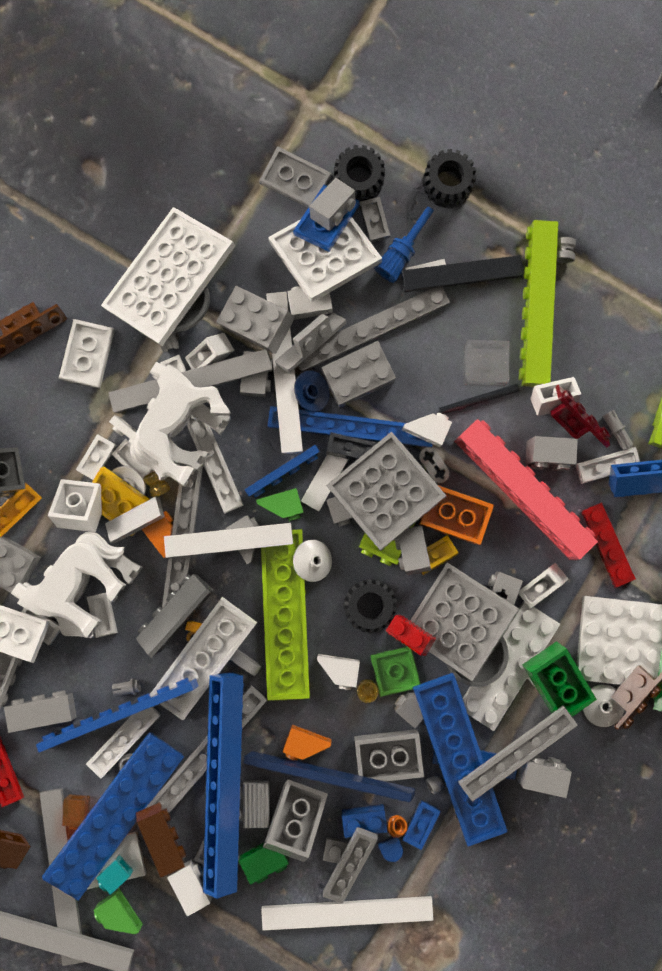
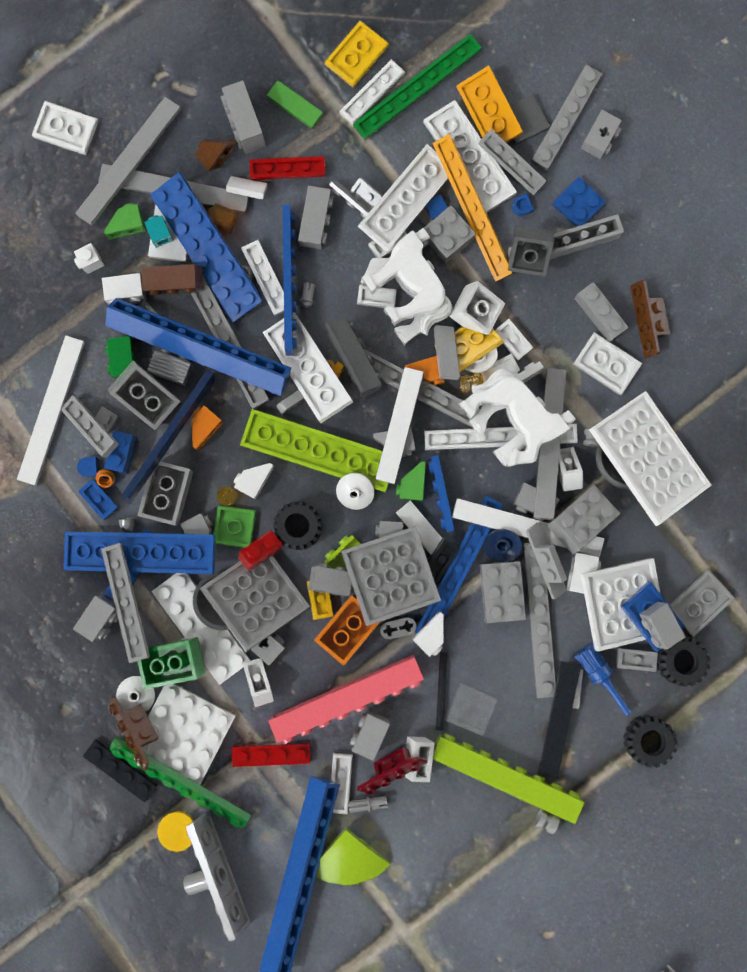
camera: 115 degrees right, 0 degrees up
(33, 798) = (246, 187): none -> white tile
(35, 378) = (601, 312): none -> light grey brick
(171, 939) = (88, 259): none -> white brick

